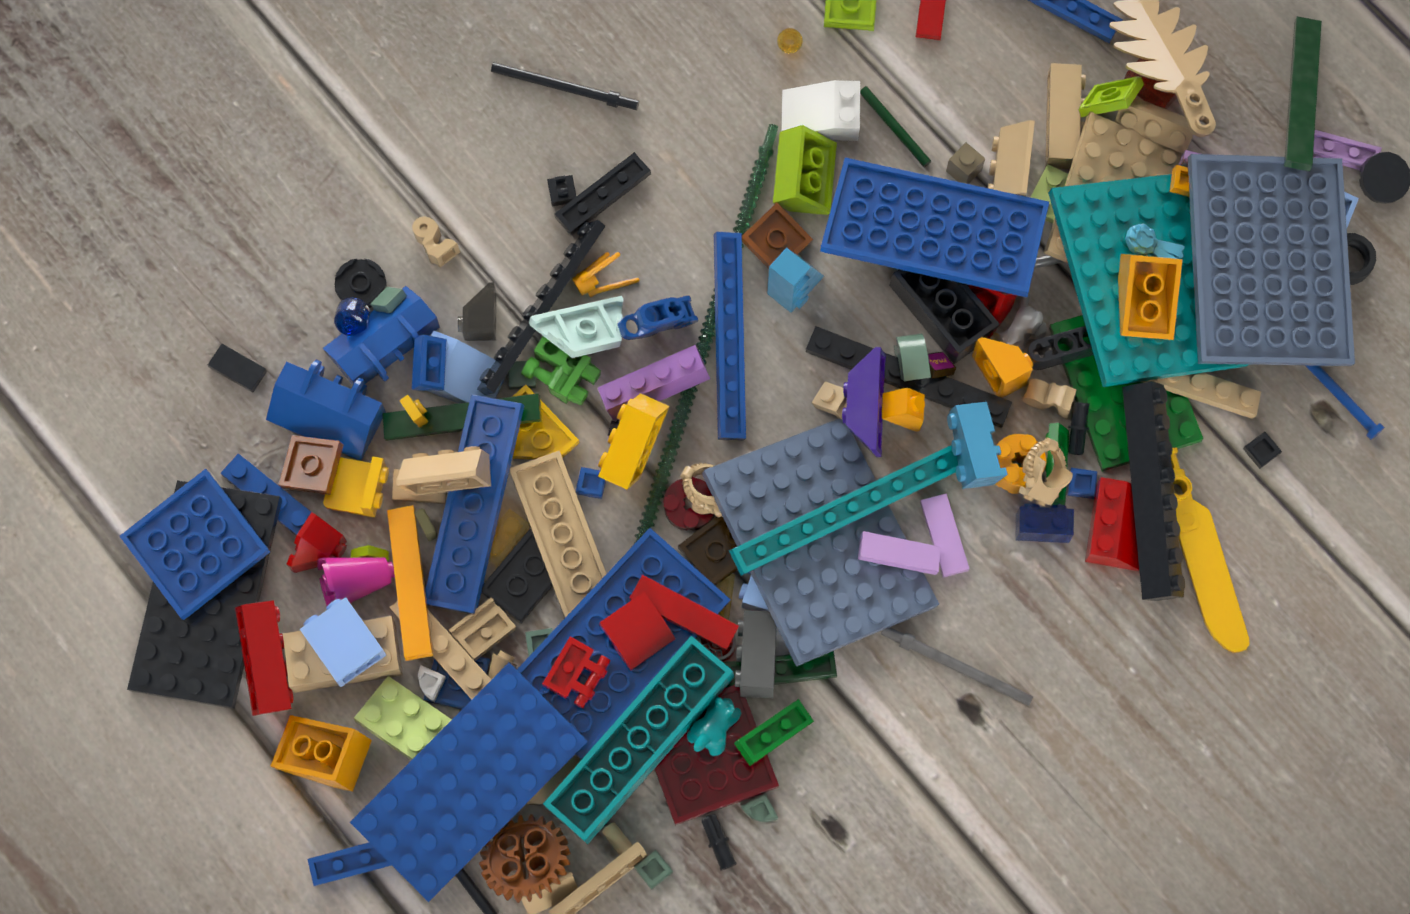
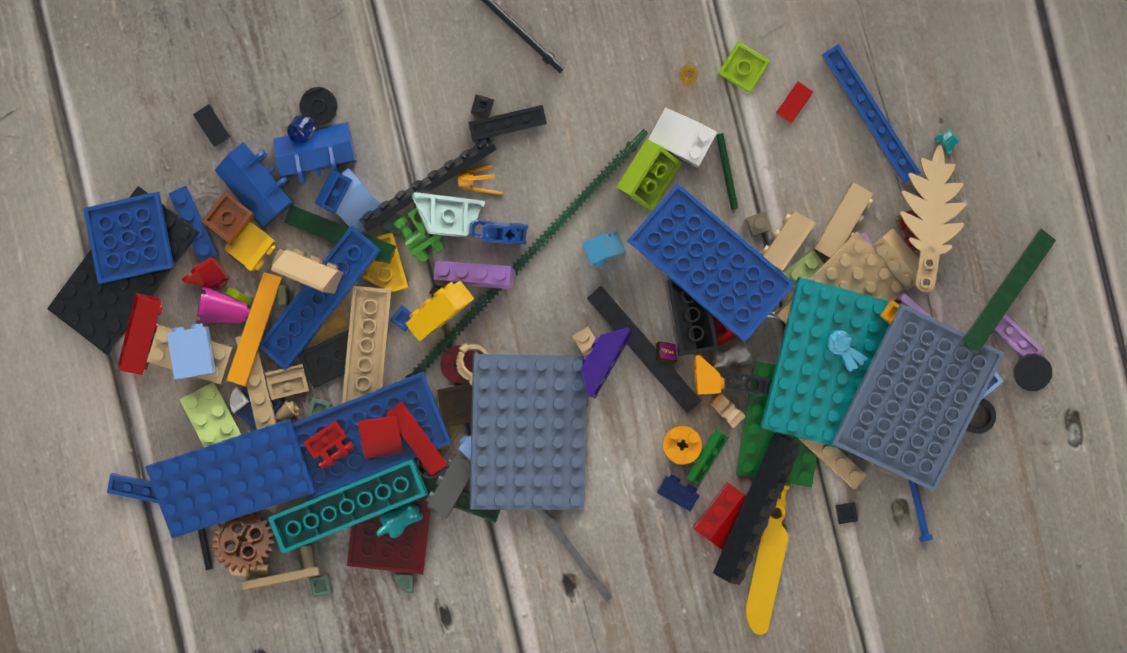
camera: 25 degrees right, 15 degrees up
(321, 752) = (149, 411): light orange slope -> none
(388, 299) = (330, 129): sand green tile -> none
(415, 410) = (310, 216): yellow plate -> none
(428, 234) = (379, 95): tan leg -> none
(479, 316) = (385, 169): clear smoke slope -> none
(718, 842) = (368, 589): black axle -> none
(729, 336) = (540, 266): blue plate -> none
(773, 234) = (605, 213): dark orange plate -> none
(774, 732) = (436, 540): green plate -> none
(844, 510) = (556, 424): teal plate -> none
(899, 553) = (573, 466): lavender tile -> none
(904, 408) = (625, 374): light orange slope -> none
(912, 357) = (650, 342): sand green brick -> none
(944, 534) = (611, 466): lavender tile -> none
(974, 445) = (658, 421): dark azure wedge -> none
(1033, 466) = (699, 472): tan piece -> none
(1078, 428) = (734, 440): black axle -> none
(1082, 483) = (718, 476): blue tile -> none
(1111, 96) = (879, 227): lime tile -> none
(1148, 295) = (822, 383): light orange slope -> none

